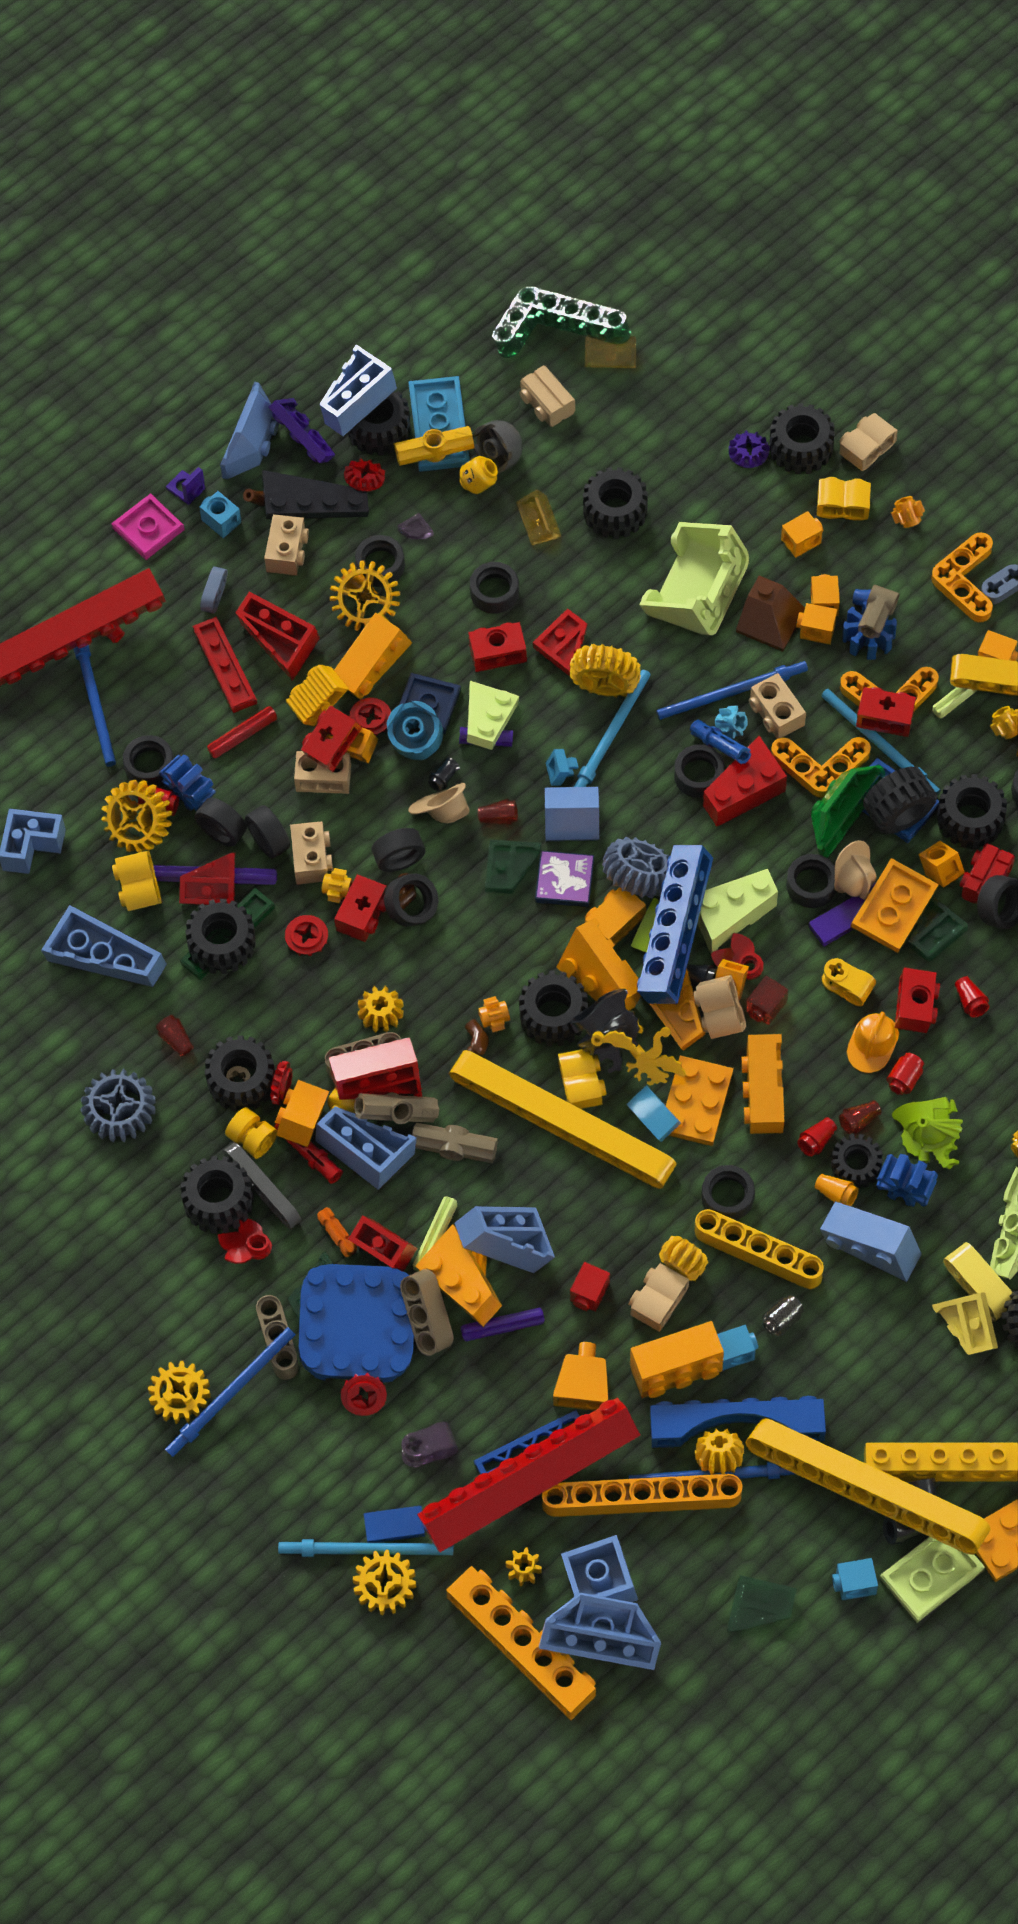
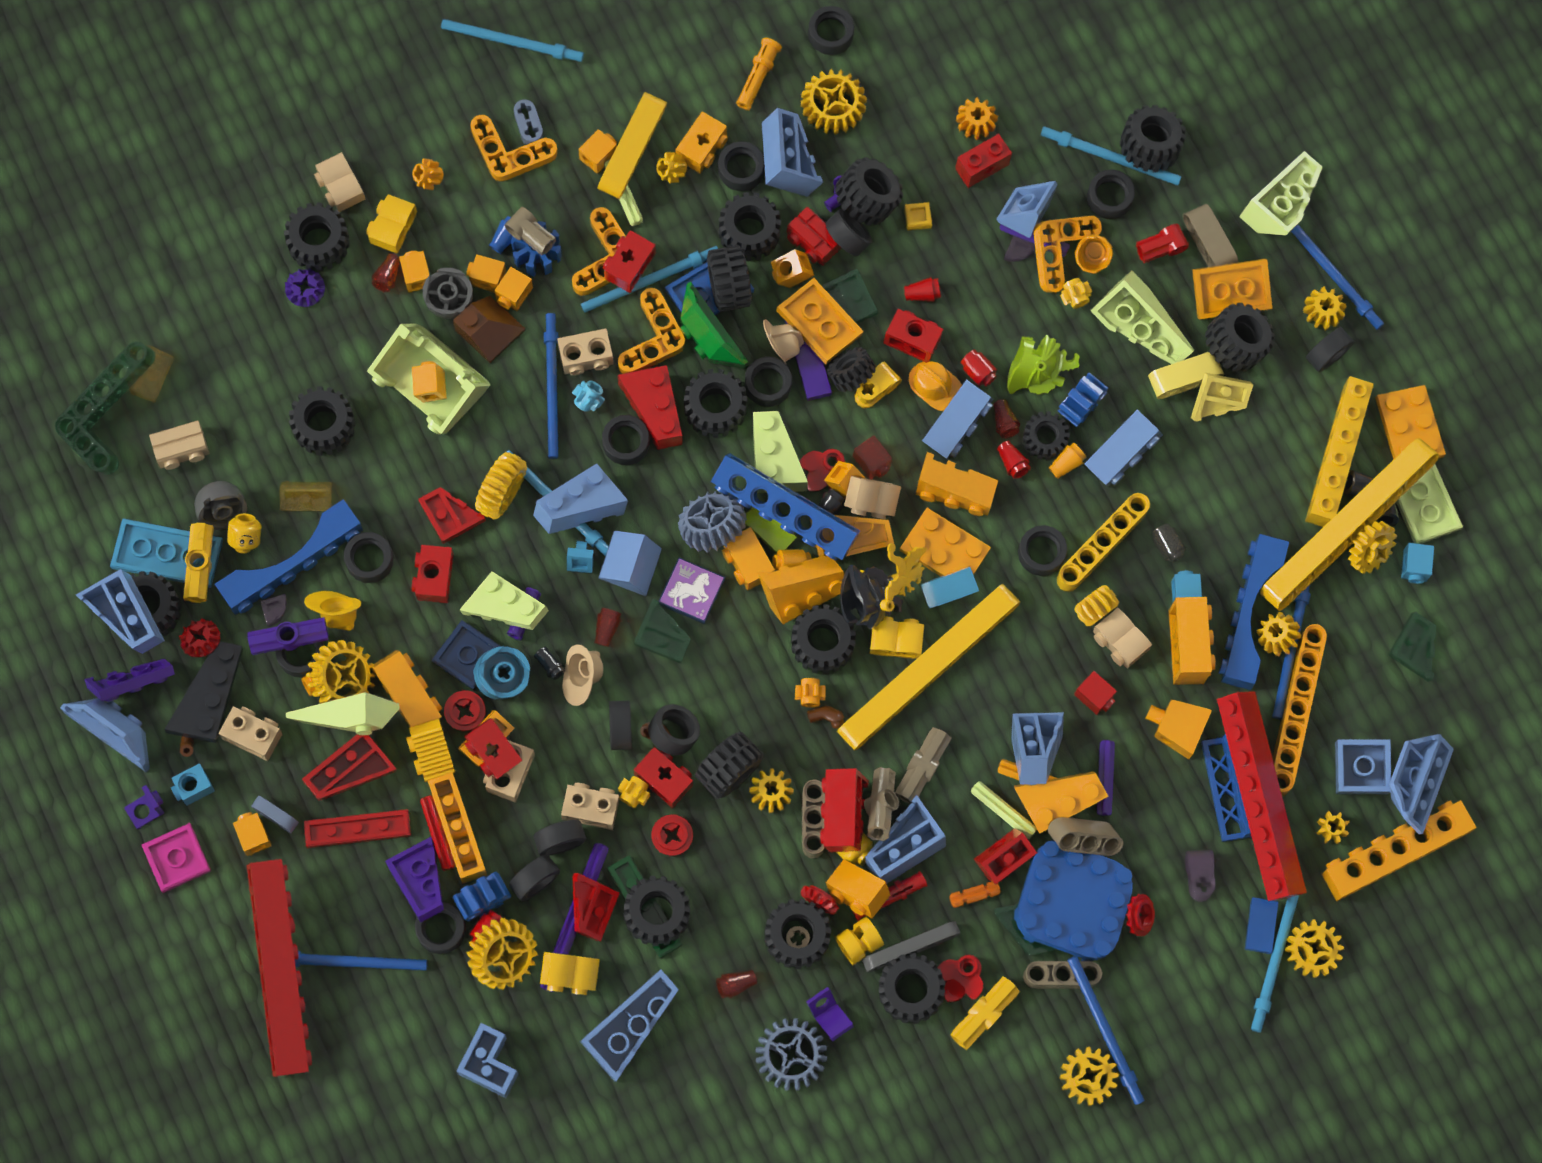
camera: 80 degrees left, 10 degrees up
(169, 1130) = (829, 1015): none -> dark purple bracket
(187, 725) = (418, 878): none -> dark purple wing
(188, 576) = (251, 833): none -> light orange brick
(215, 1274) = (984, 1013): none -> yellow piece
(249, 741) = (457, 827): none -> light orange brick
(324, 610) = (354, 713): none -> yellowish green wedge
(378, 527) = (271, 638): none -> dark purple piece
(388, 955) = (729, 765): none -> black tyre
(431, 572) = (337, 608): none -> yellow piece
(512, 547) = (245, 587): none -> blue arch
(615, 743) = (580, 500): none -> medium blue wedge
(627, 951) = (790, 558): none -> light orange brick
(689, 578) = (429, 382): none -> light orange brick
(714, 738) = (601, 415): blue pin -> none
(773, 818) = (715, 384): none -> black tyre
(786, 562) = (447, 293): none -> dark grey cylinder
(787, 510) = (386, 274): none -> clear red cone
(841, 1067) = (958, 420): none -> medium blue wedge
(851, 1520) = (1372, 547): none -> yellow gear
(852, 948) = (851, 369): none -> black tyre

